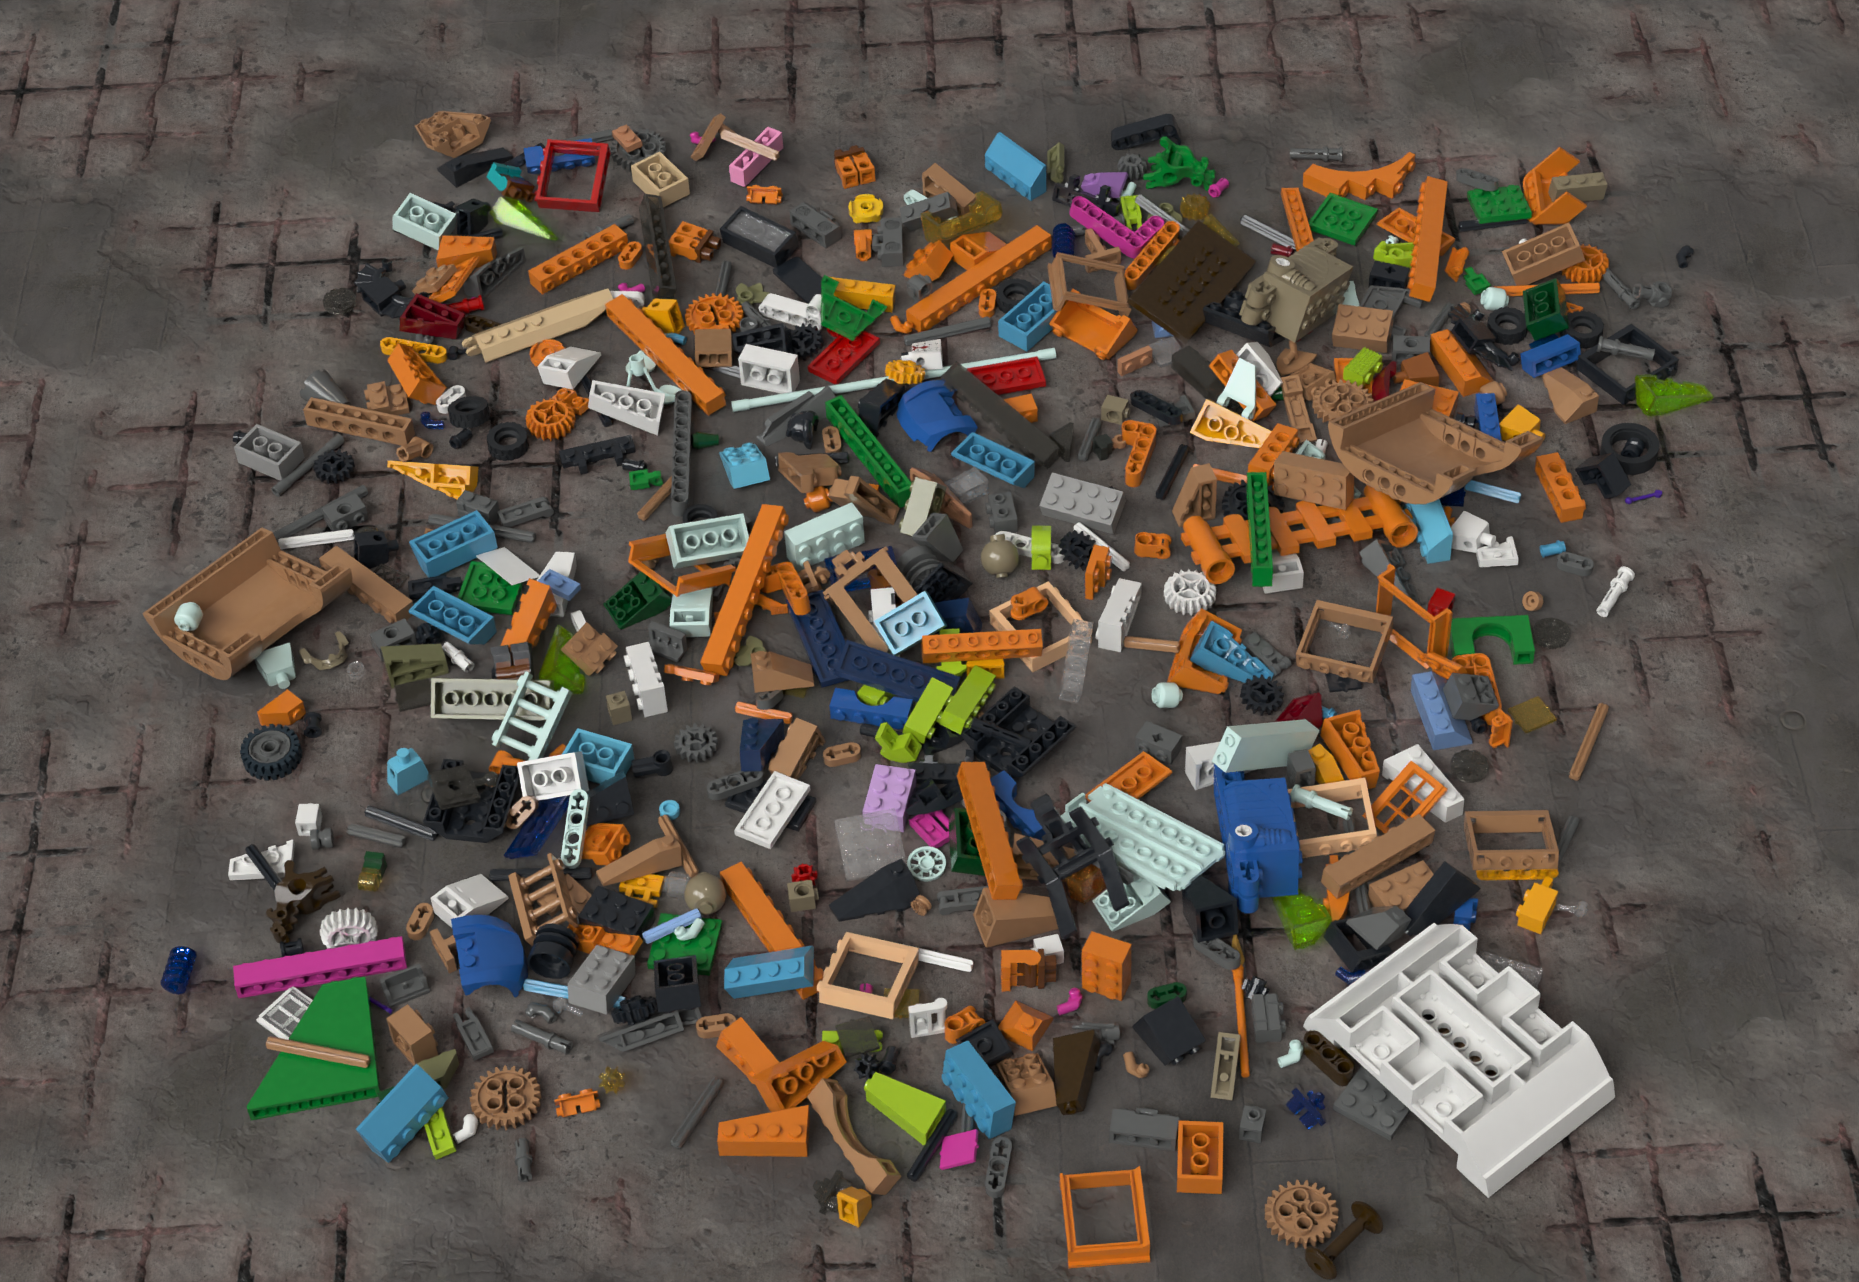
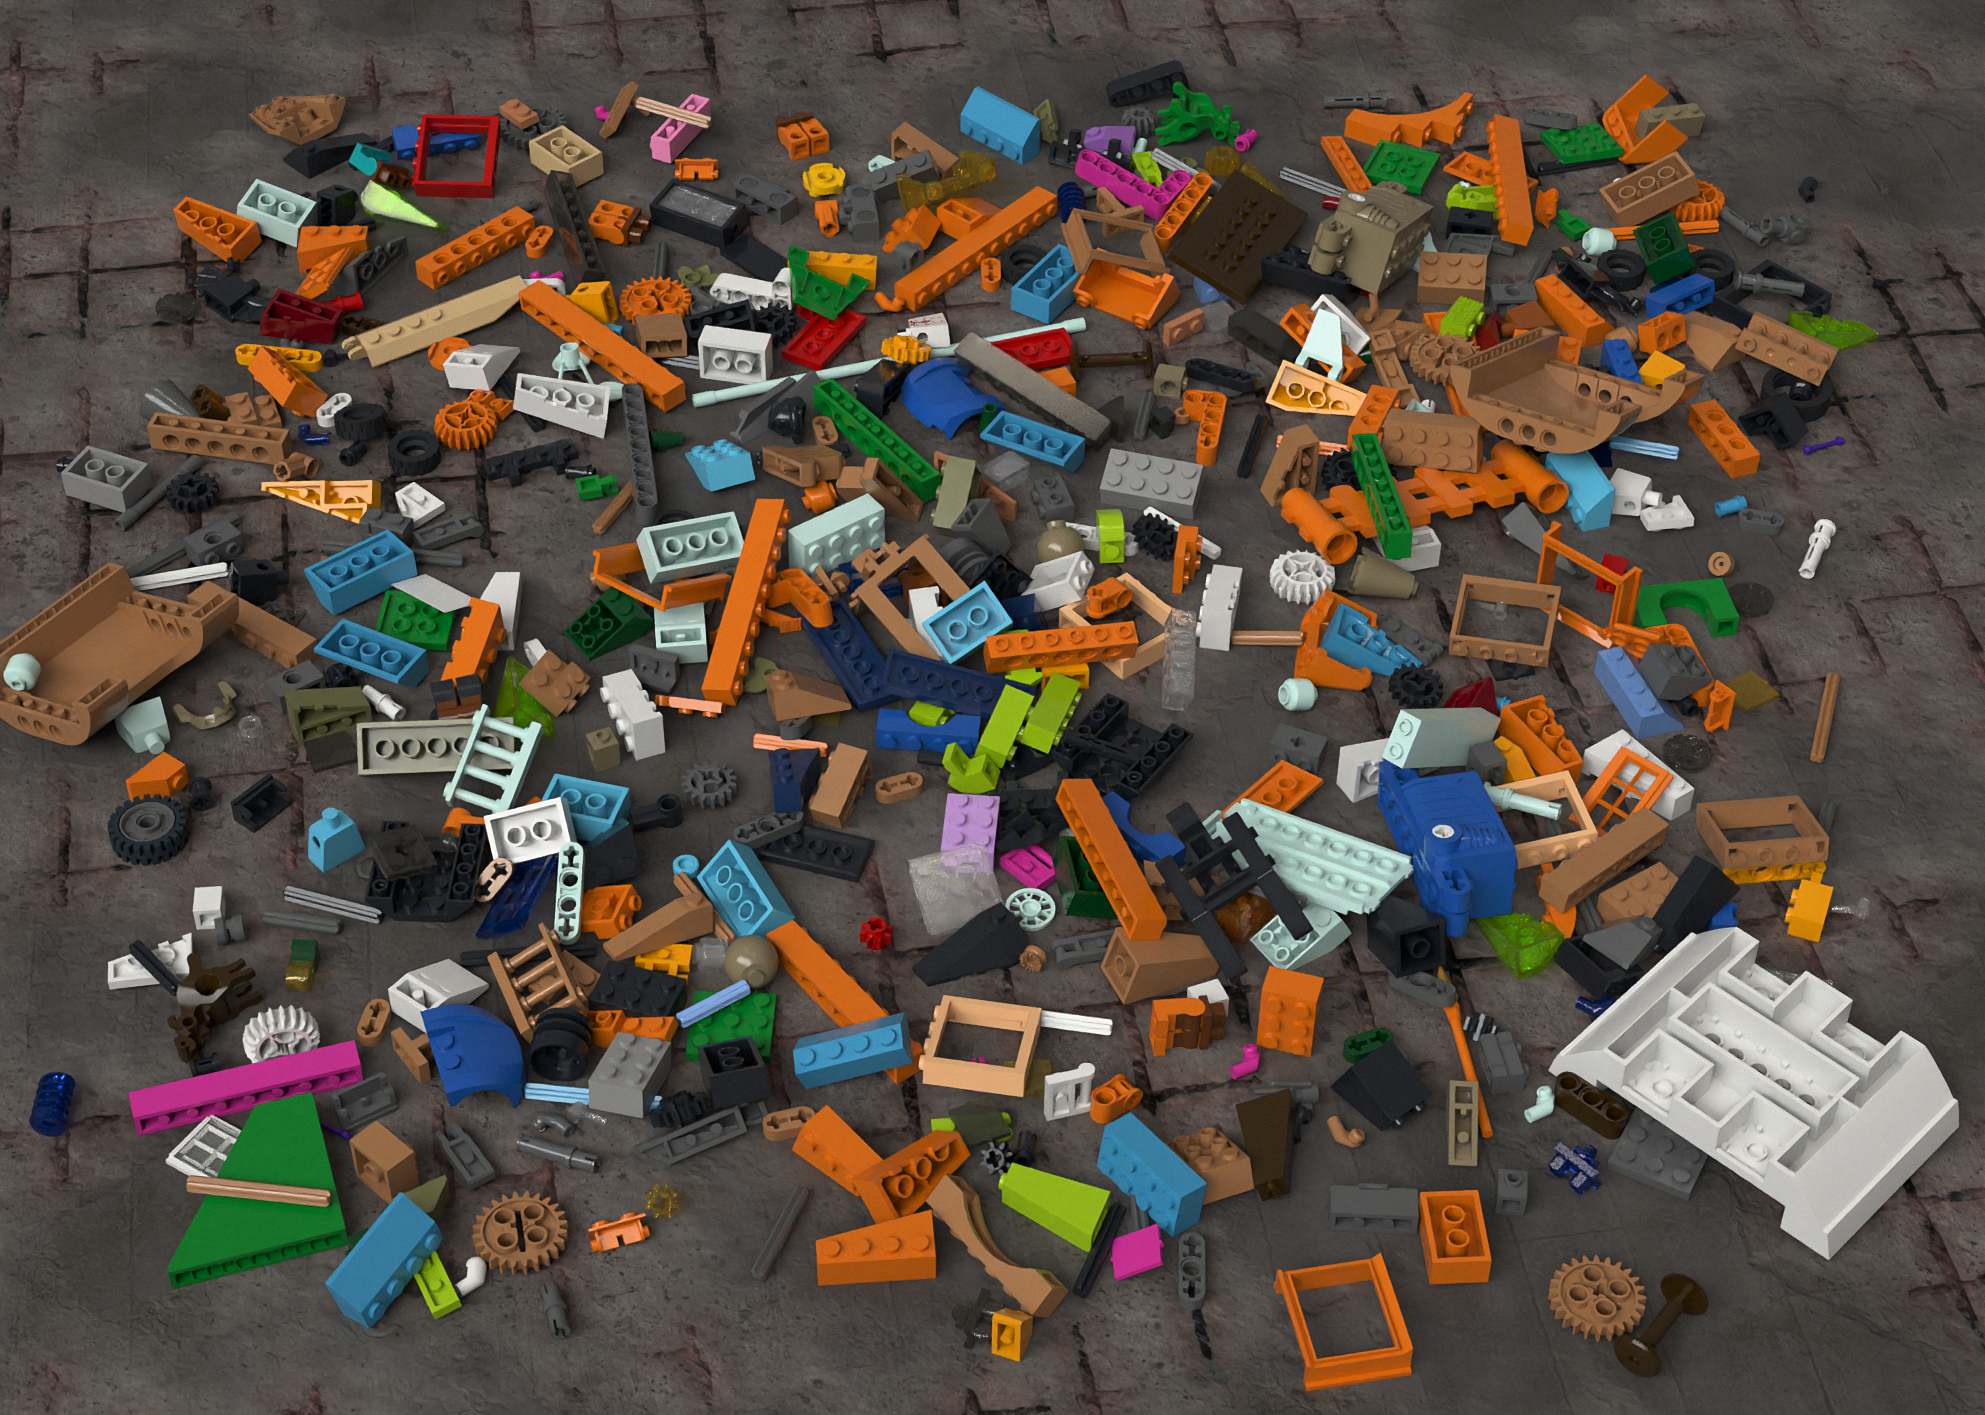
camera: 10 degrees left, 5 degrees down
(354, 391) = (209, 404): none -> dark brown axle
(356, 736) = (260, 803): none -> black hinge
(377, 233) = (217, 229): none -> orange wedge
(419, 587) = (322, 624): black hinge -> none
(434, 279) = (298, 275): medium nougat plate -> none
(505, 487) = (418, 504): none -> white wing
(560, 584) = (512, 609): medium blue plate -> none
(689, 933) = (732, 1012): light aqua arm -> none
(709, 835) = (743, 891): none -> medium azure slope
(772, 810) = (822, 856): white plate -> none
(802, 895) = (876, 957): dark tan brick -> none
(947, 331) = (949, 305): dark grey axle -> none
(962, 434) = (988, 415): none -> dark green cone
(983, 597) = (1060, 580): none -> white window
(988, 1043) = (1154, 1114): black plate -> none
(1024, 1025) = (1191, 1095): orange slope -> none
(1069, 389) = (1111, 359): none -> dark brown hose
(1151, 545) = (1243, 526): orange piece -> none
(1251, 599) = (1380, 577): none -> dark tan cone
(1528, 387) = (1662, 332): none -> orange brick
(1630, 400) = (1787, 348): none -> medium nougat fence

